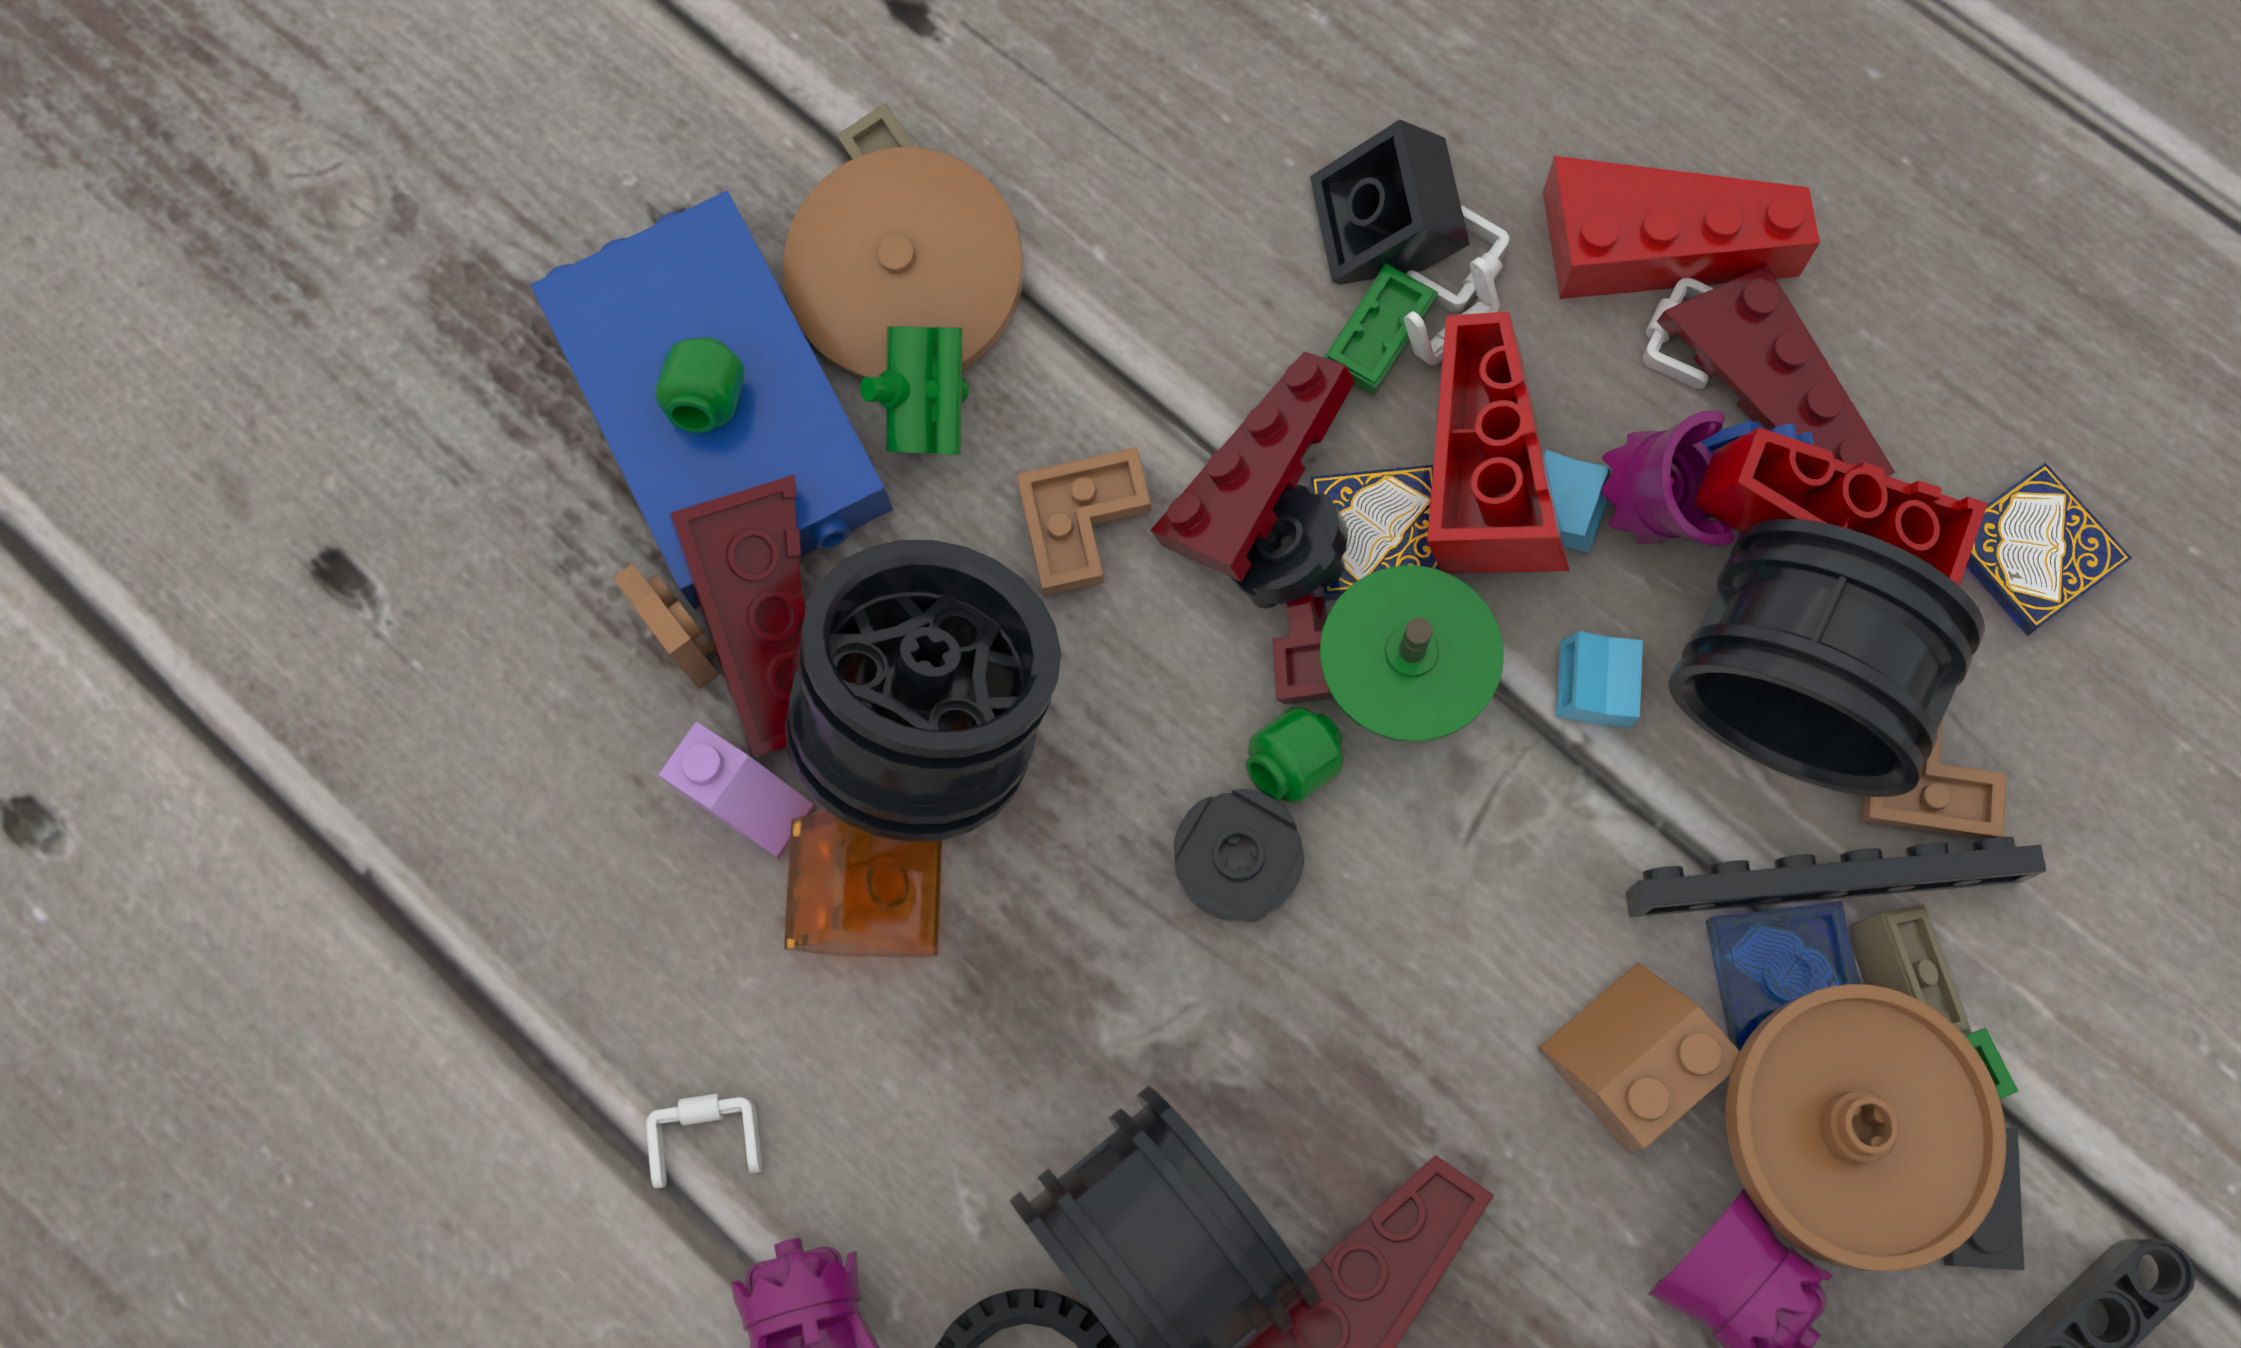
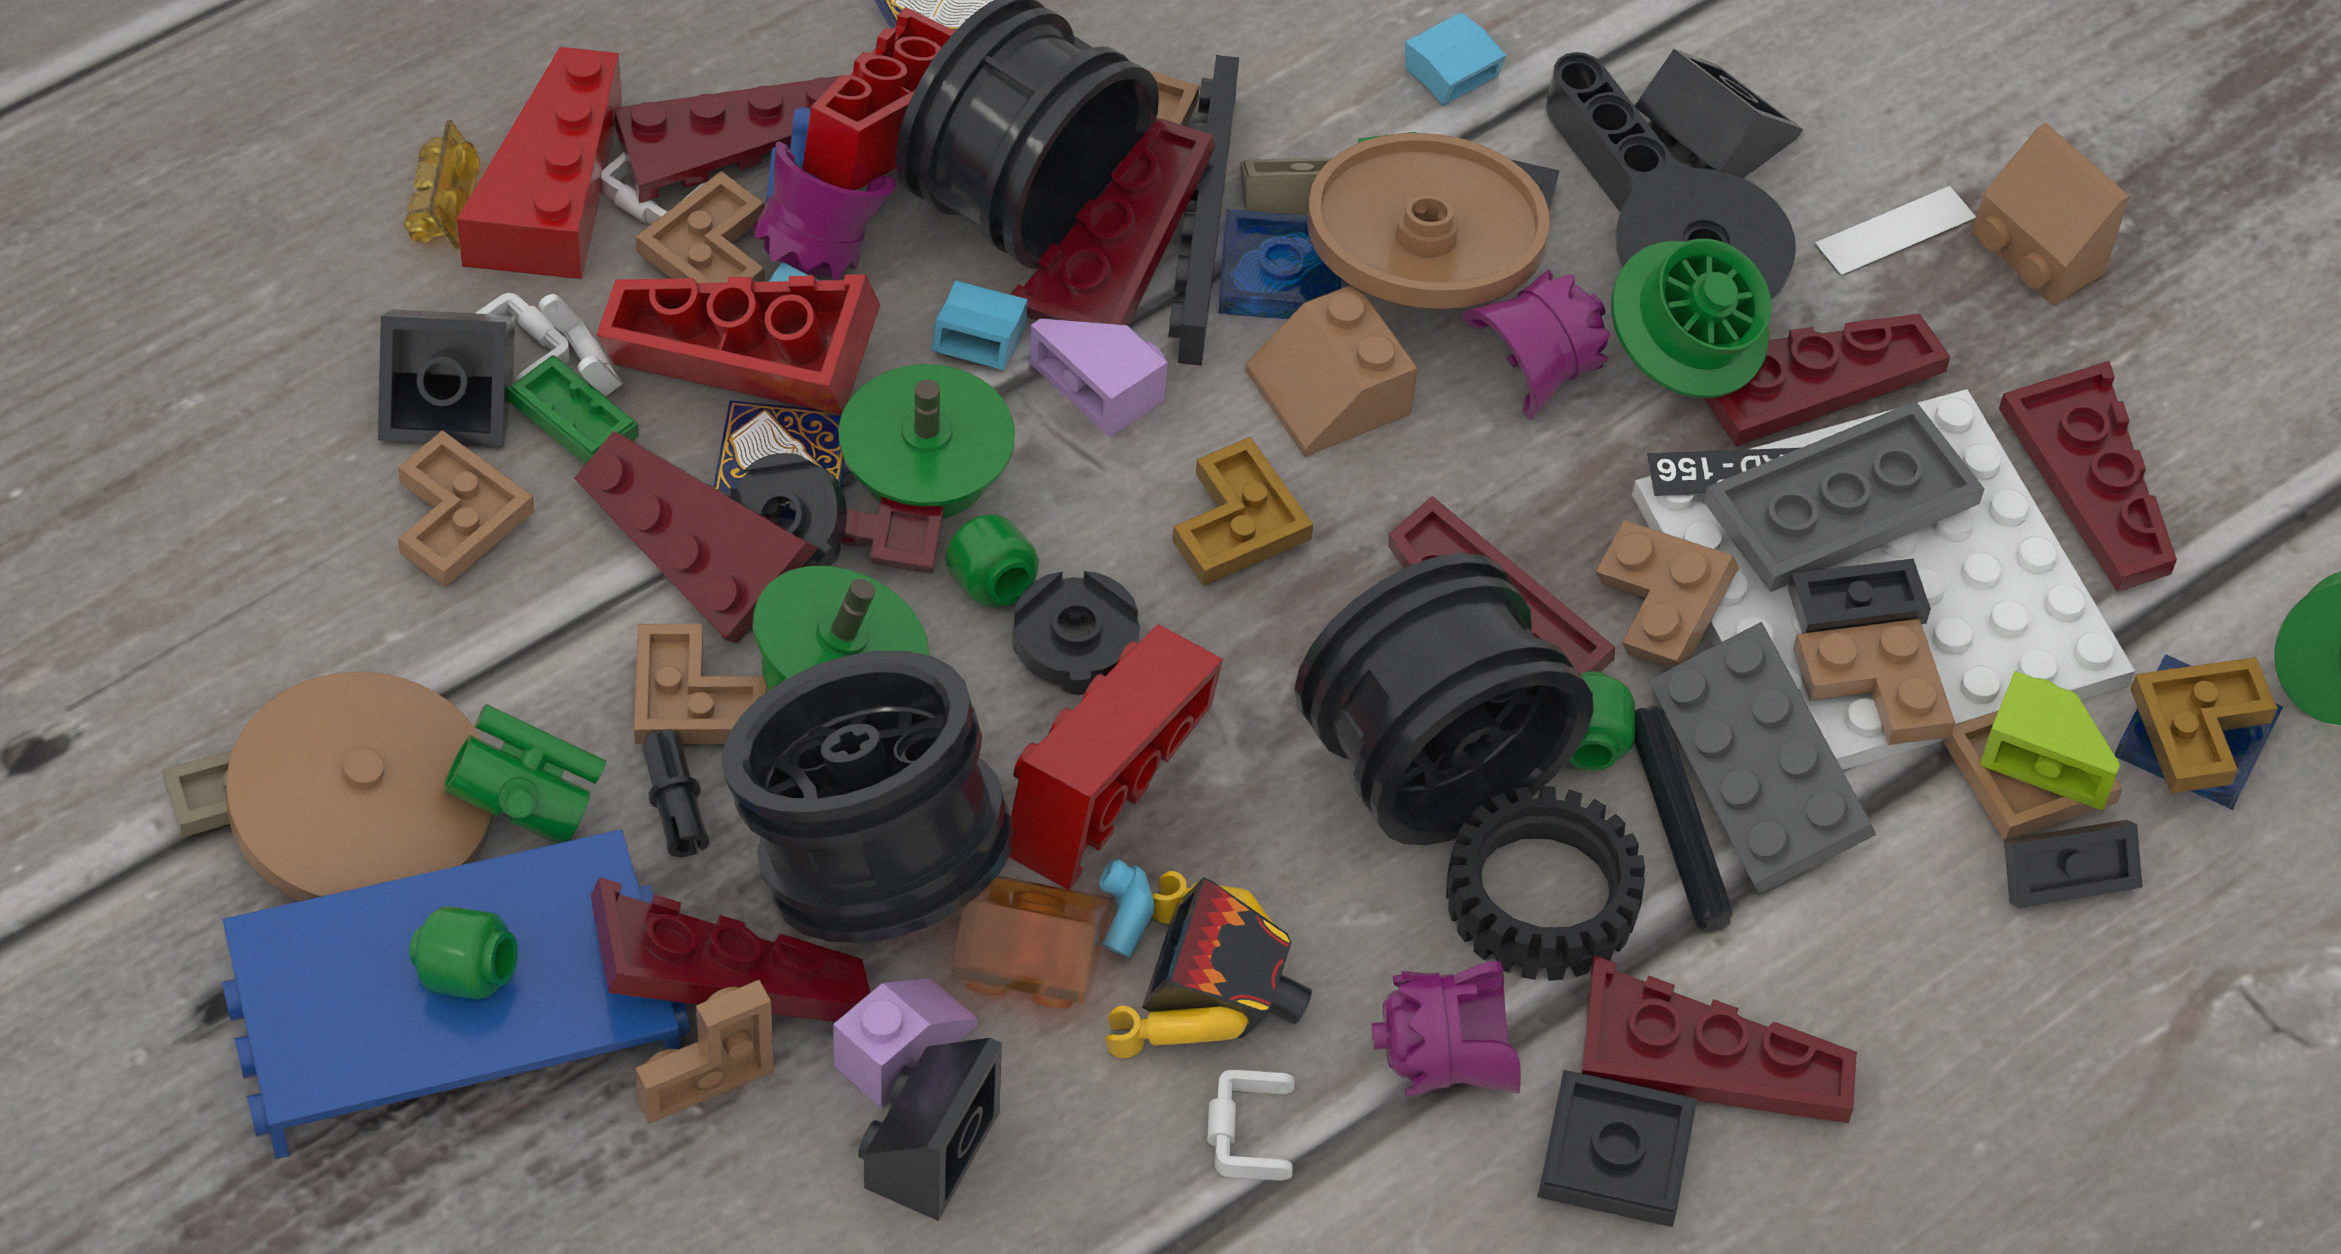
camera: 90 degrees left, 20 degrees down
(625, 837) = (934, 1125): none -> black slope
(847, 1069) = (1213, 971): none -> torso
(916, 977) = (1133, 903): none -> medium azure arm
(974, 520) = (674, 793): none -> black axle
(1093, 916) = (1107, 751): none -> red wedge
(1138, 627) = (826, 615): none -> green piece
(1244, 275) = (470, 512): none -> medium nougat plate
(1424, 1011) = (1252, 517): none -> pearl gold plate
(1573, 816) = (1100, 369): none -> lavender slope
(1620, 381) = (699, 234): none -> medium nougat plate
(1636, 141) = (443, 184): none -> clear yellow hinge
(1722, 788) = (1121, 235): none -> dark red wing
(2158, 1117) = (1453, 58): none -> medium azure piece

